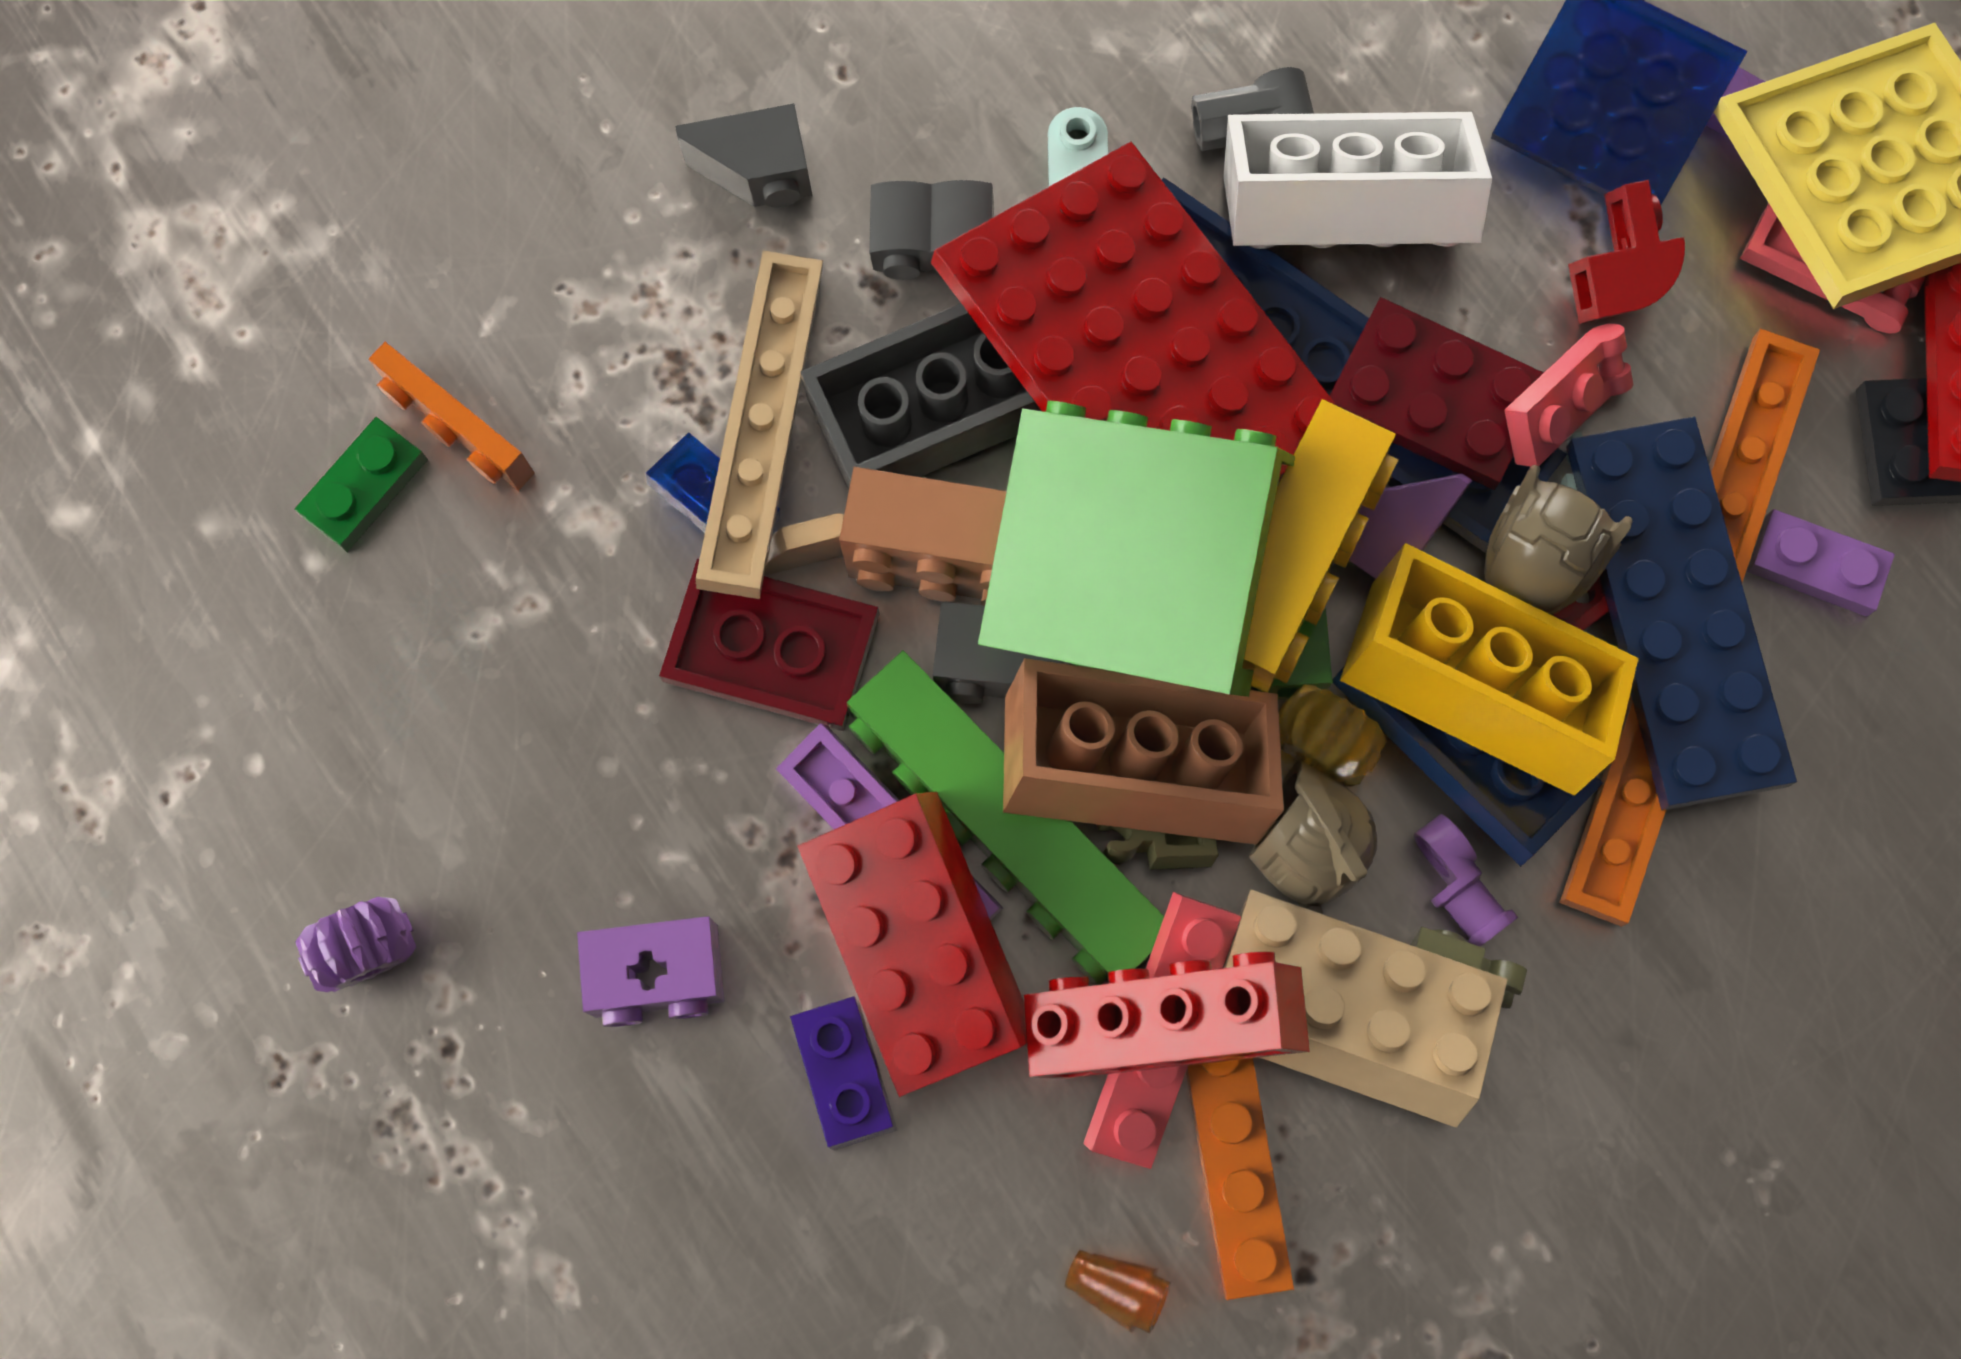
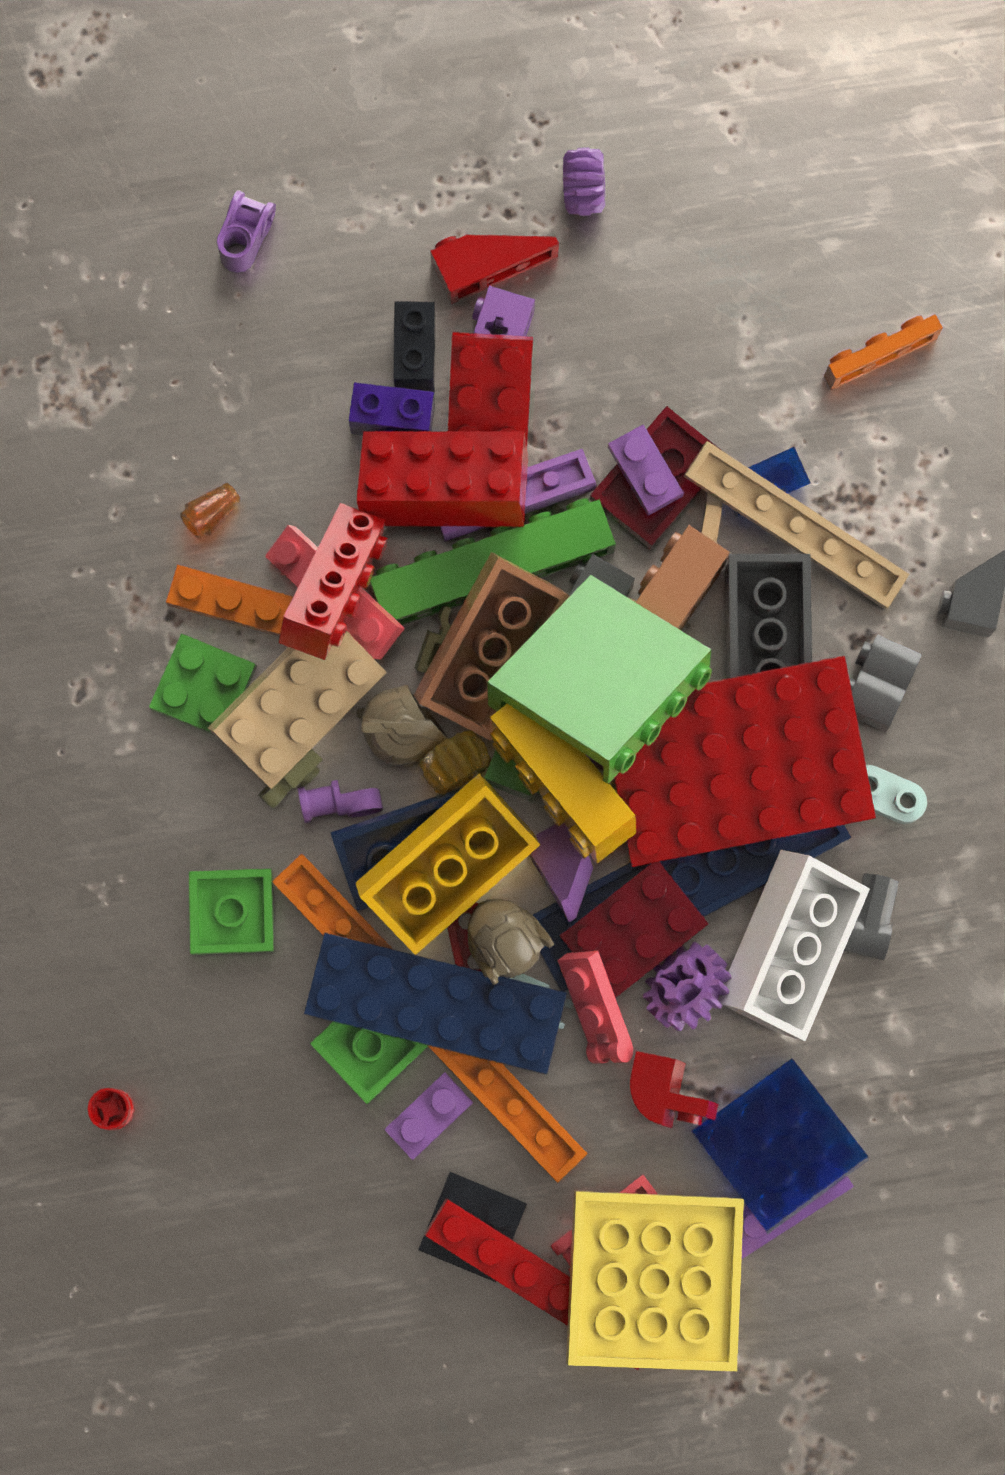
camera: 110 degrees right, 5 degrees up
(361, 484) = (866, 287): green plate -> none
(544, 1049) = (481, 261): none -> red slope
(724, 1087) = (414, 345): none -> black brick
(743, 937) = (490, 382): none -> red plate
(771, 660) = (645, 470): none -> medium lavender plate
(1388, 1173) = (200, 683): none -> bright green plate
(1500, 283) = (687, 986): none -> medium lavender gear
(1698, 965) = (231, 911): none -> bright green plate
(1807, 678) = (364, 1057): none -> bright green plate

